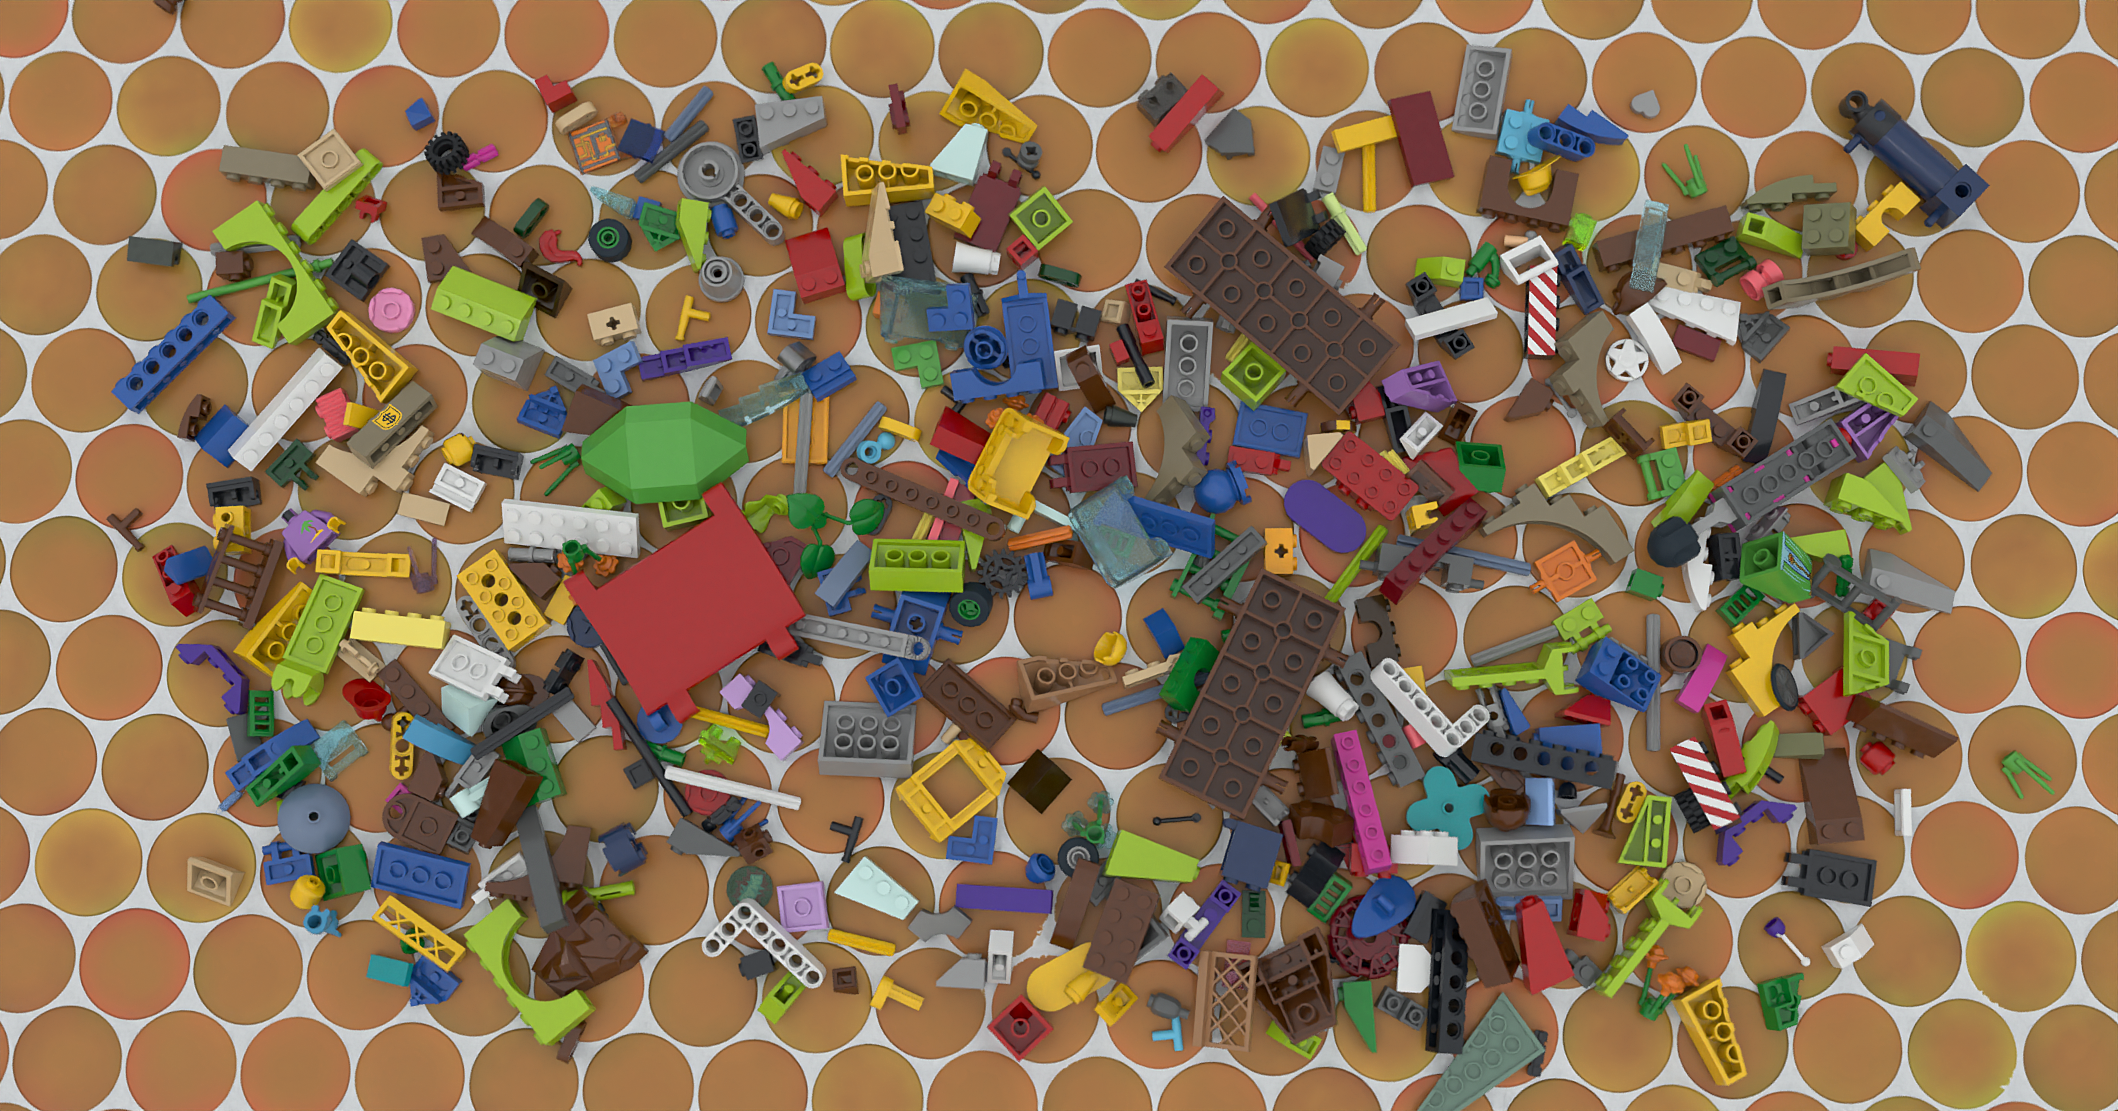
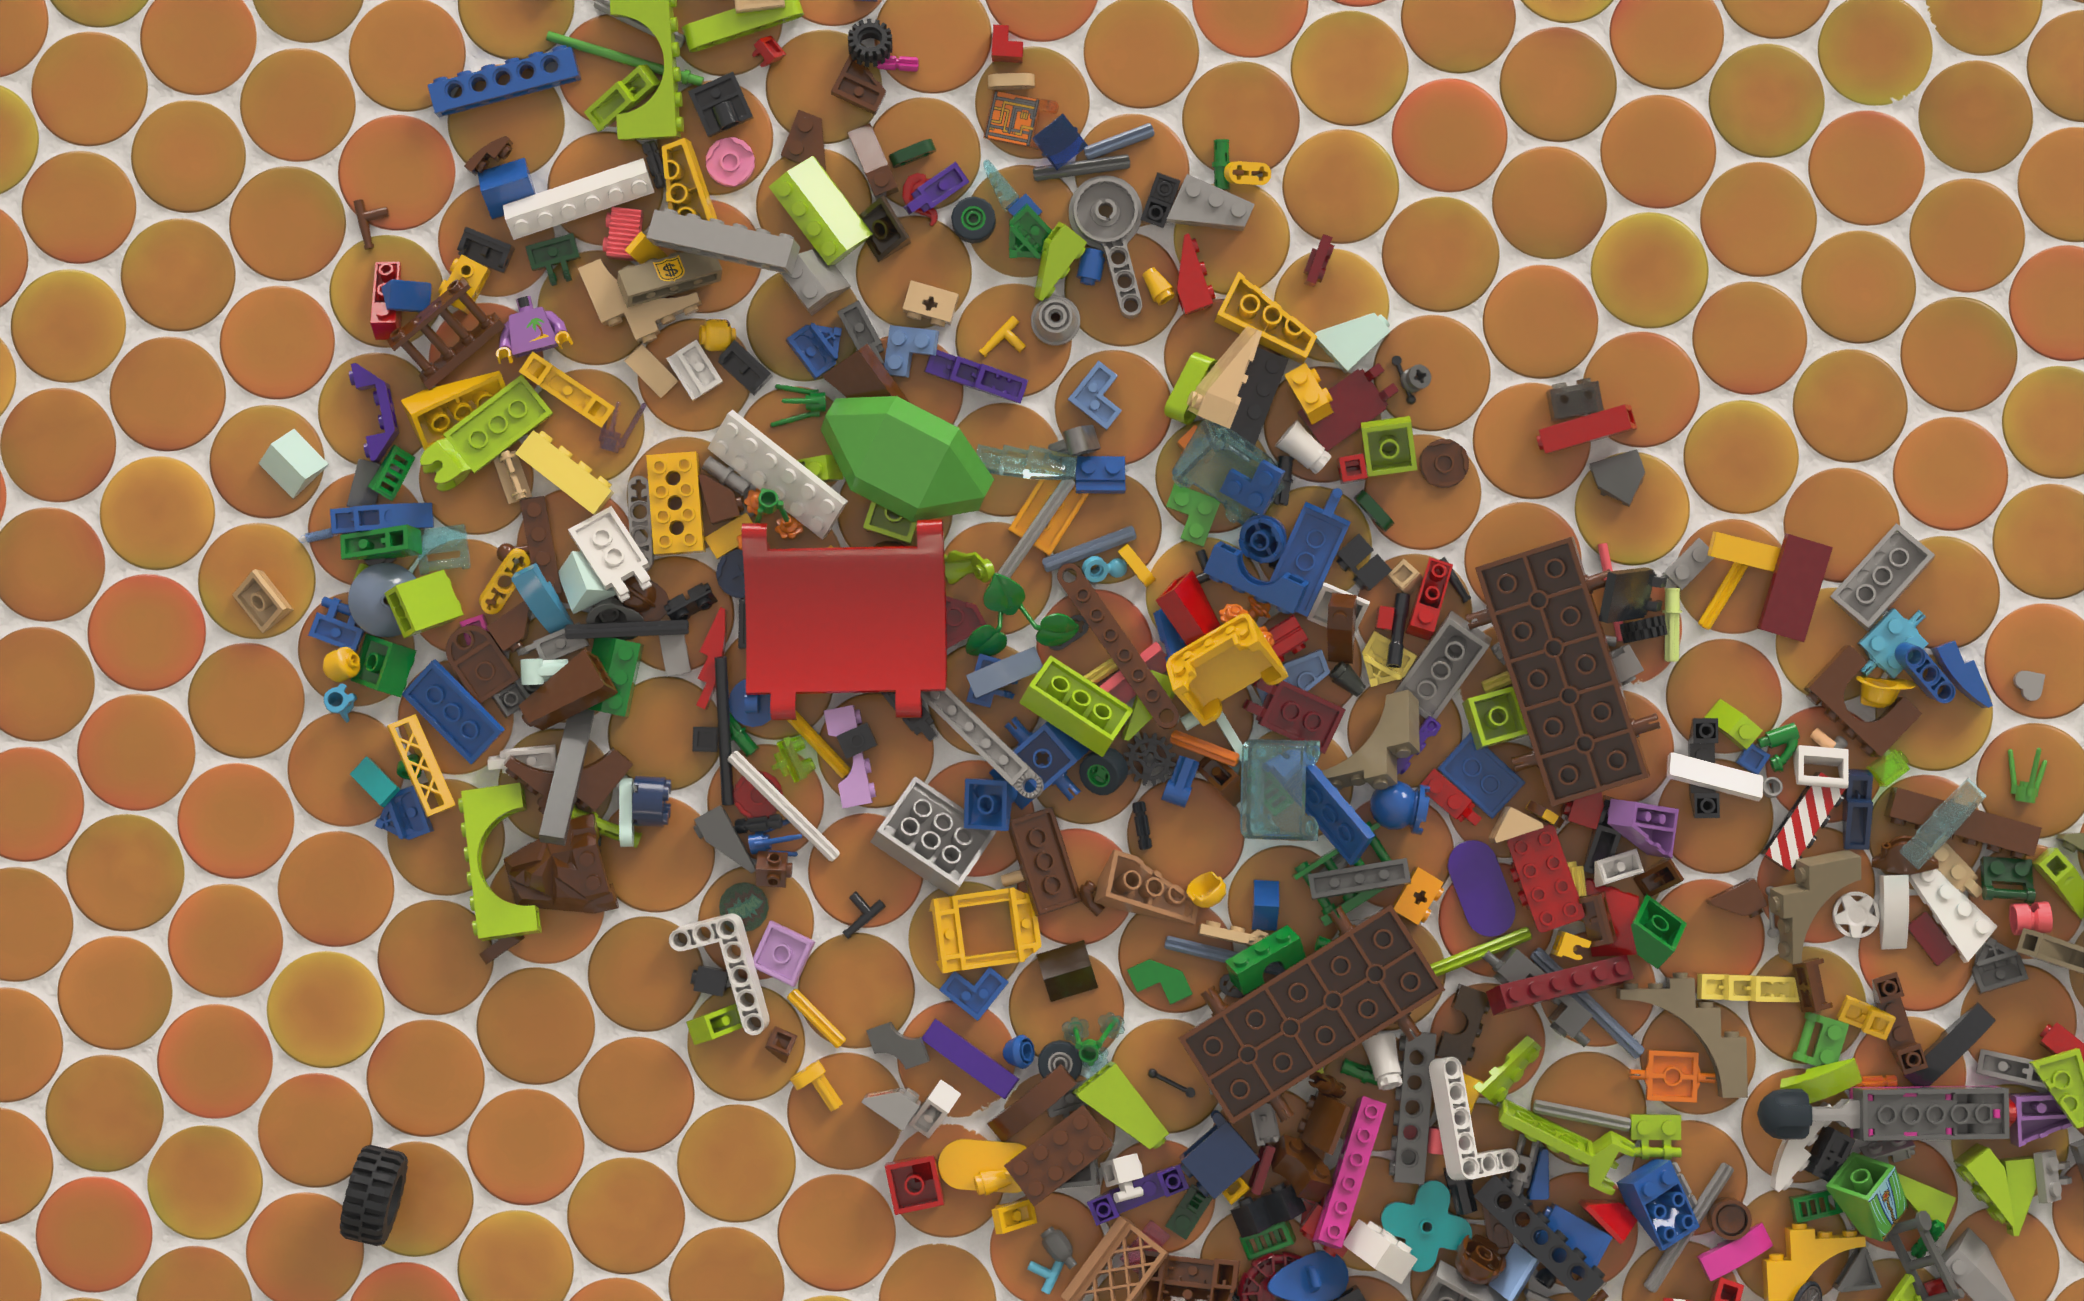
camera: 30 degrees right, 5 degrees up
(175, 755) = (292, 462): none -> light aqua slope
(233, 265) = (608, 30): reddish brown brick -> none
(345, 801) = (424, 603): none -> lime brick
(367, 698) = (497, 518): red piece -> none
(416, 368) = (723, 241): none -> light grey brick
(567, 233) = (937, 189): none -> dark purple hinge
(615, 882) = (626, 827): none -> light aqua beam
(710, 391) = (981, 421): light grey slope -> none
(815, 265) = (1151, 360): red slope -> none
(877, 889) = (859, 980): light aqua wedge -> none
(979, 103) = (1398, 298): yellow wedge -> none
(1028, 629) = (1142, 825): none -> black axle
(1091, 208) = (1444, 463): none -> reddish brown tile
(1126, 737) = (1152, 972): none -> green tile
(1434, 652) = (1503, 1077): none -> lime wing
(1503, 299) = (1776, 786): none -> light grey hinge
(1645, 585) = (1738, 1134): green brick -> none

